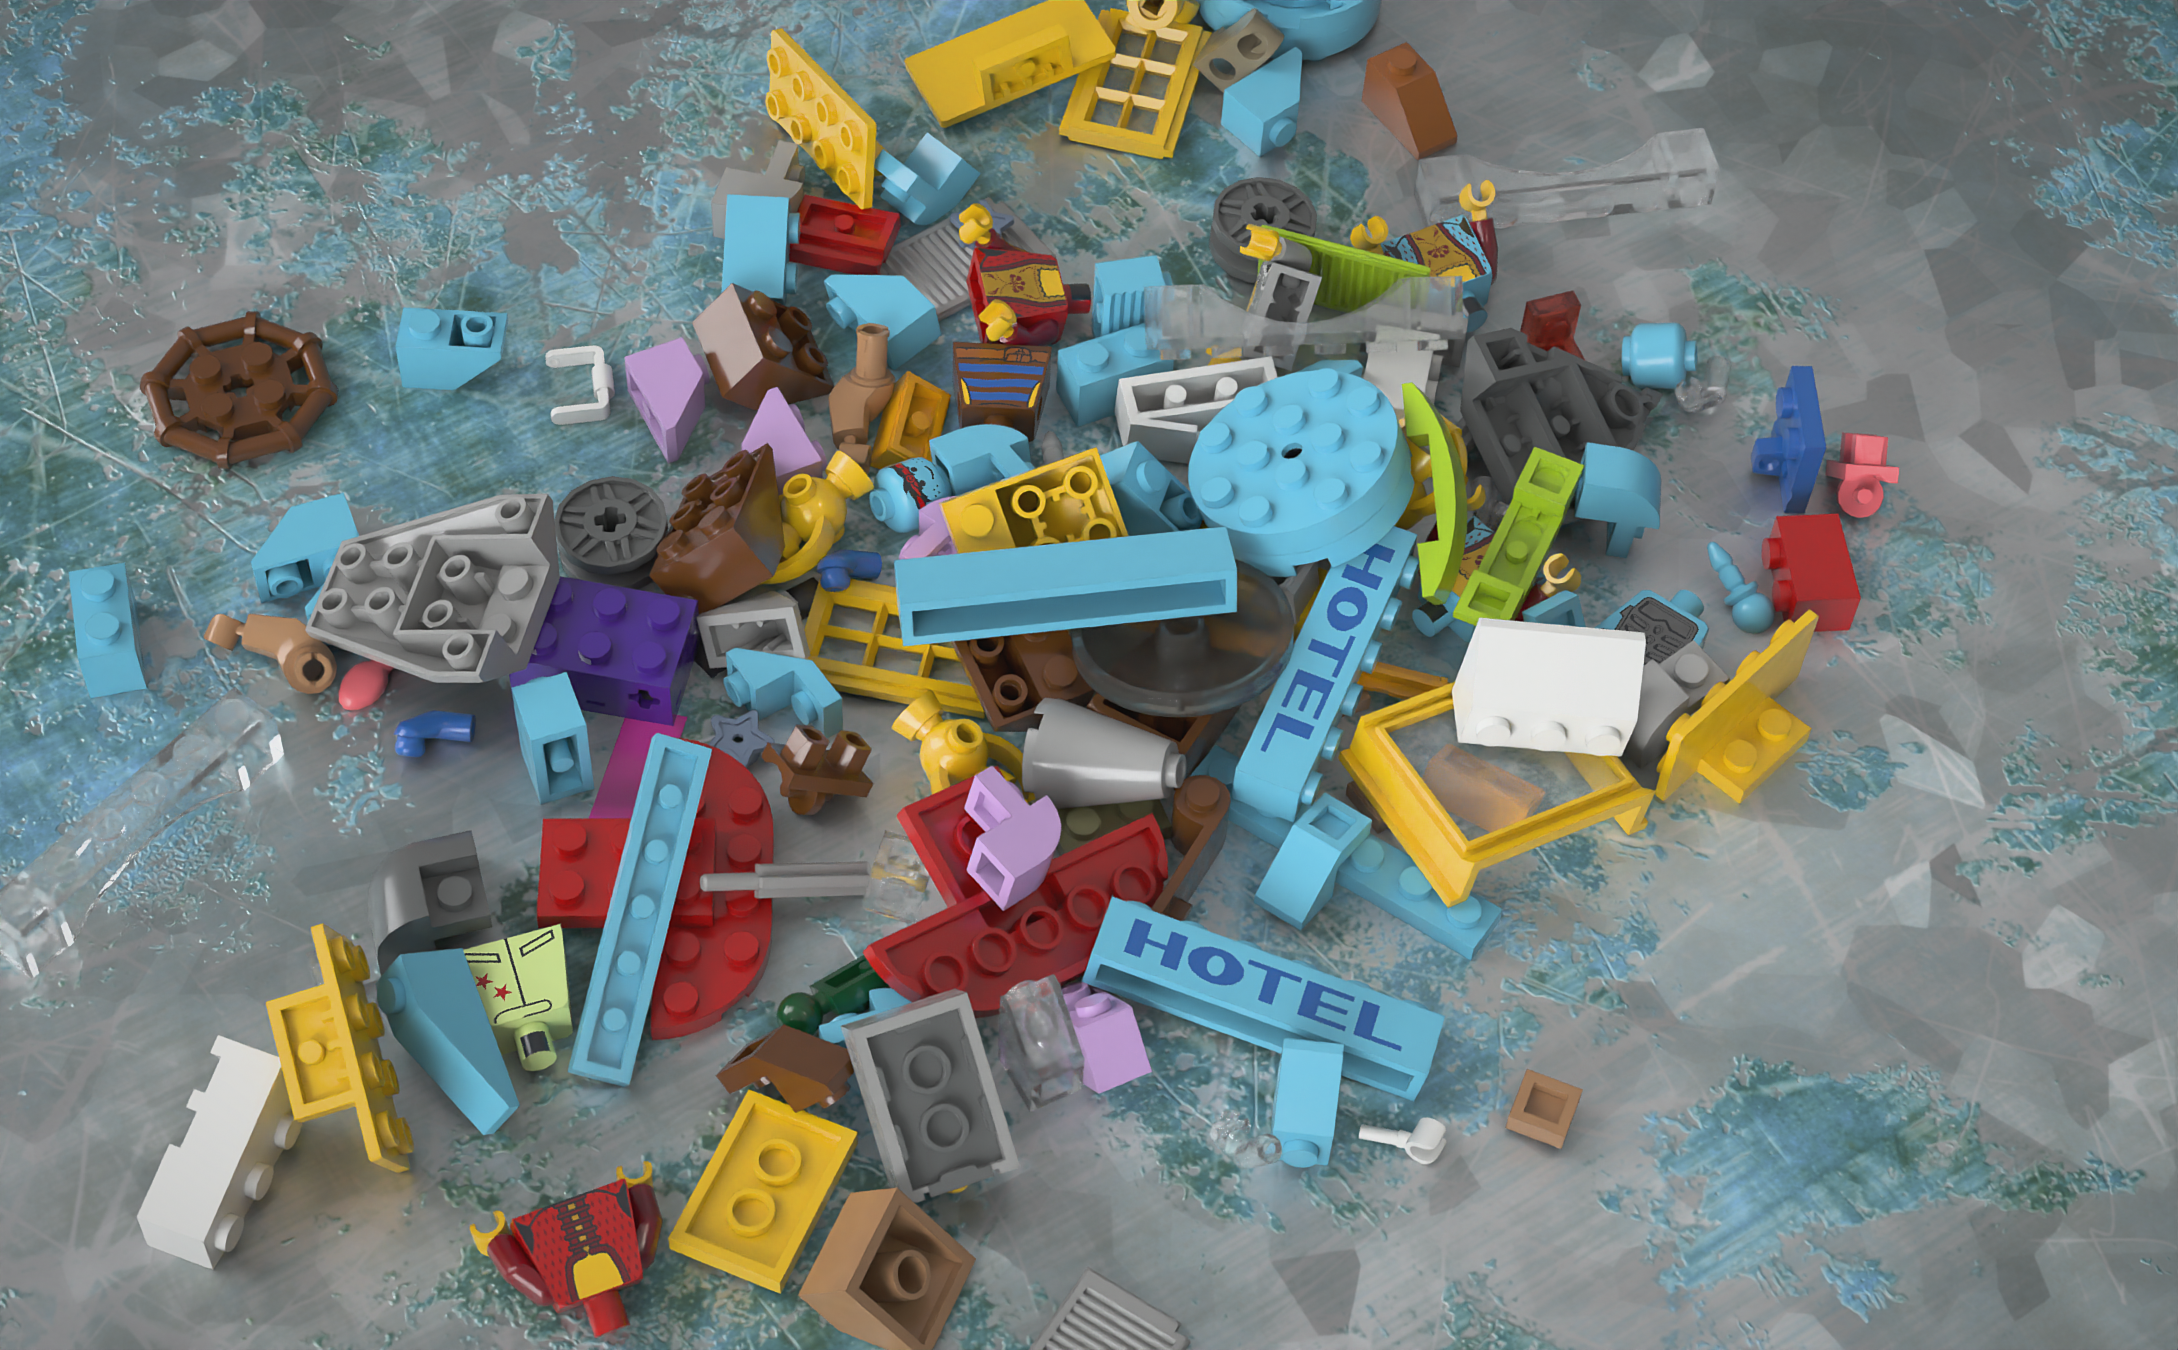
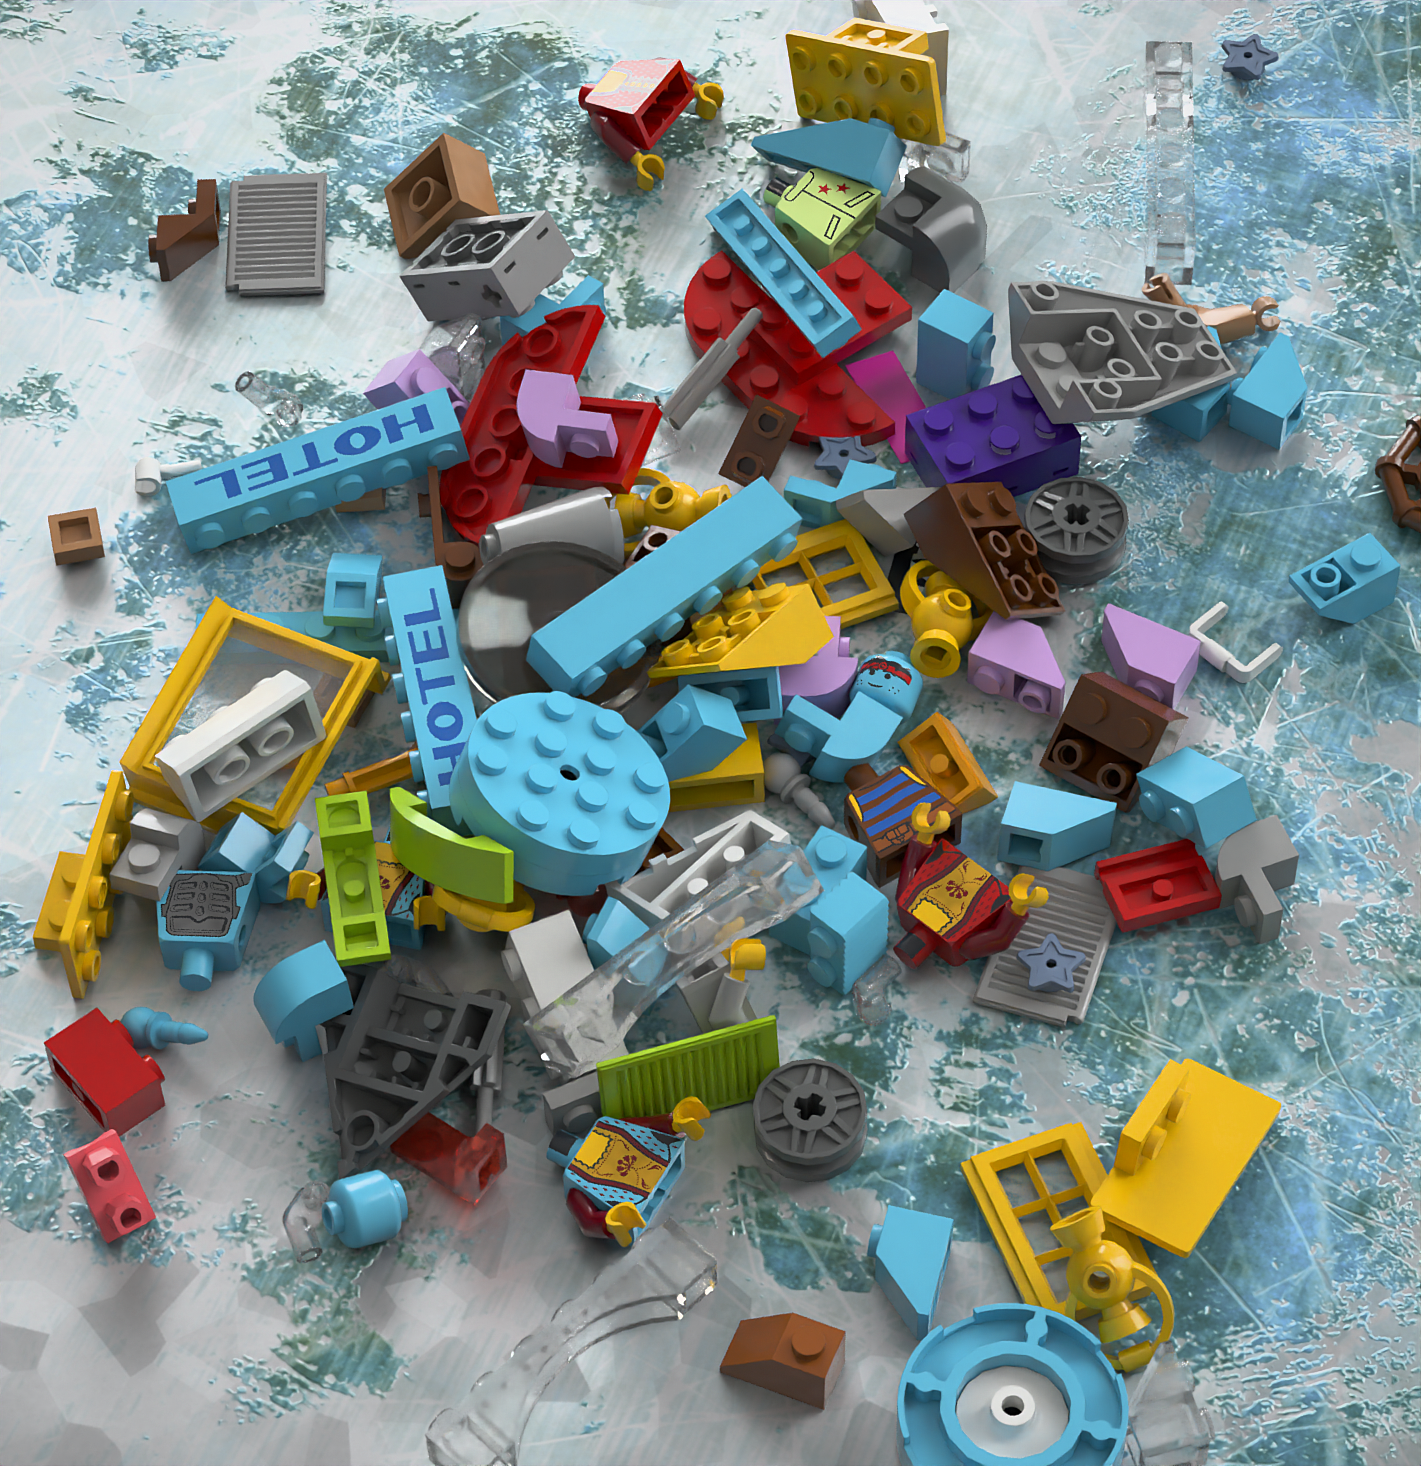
camera: 150 degrees right, 0 degrees up
(107, 630) = (1337, 259): medium azure brick -> none
(763, 1191) = (573, 192): yellow plate -> none
(798, 1065) = (609, 255): reddish brown slope -> none
(822, 119) = (1252, 950): yellow bracket -> none
(837, 993) = (614, 345): dark green plate -> none
(846, 563) = (886, 604): blue arm -> none
(862, 394) = (1000, 739): medium nougat arm -> none
(927, 182) = (1136, 964): medium azure brick -> none
(1243, 44) = (978, 1277): dark tan leg -> none
(1306, 1100) = (240, 424): medium azure slope -> none
(1796, 441) = (186, 1172): blue hinge -> none

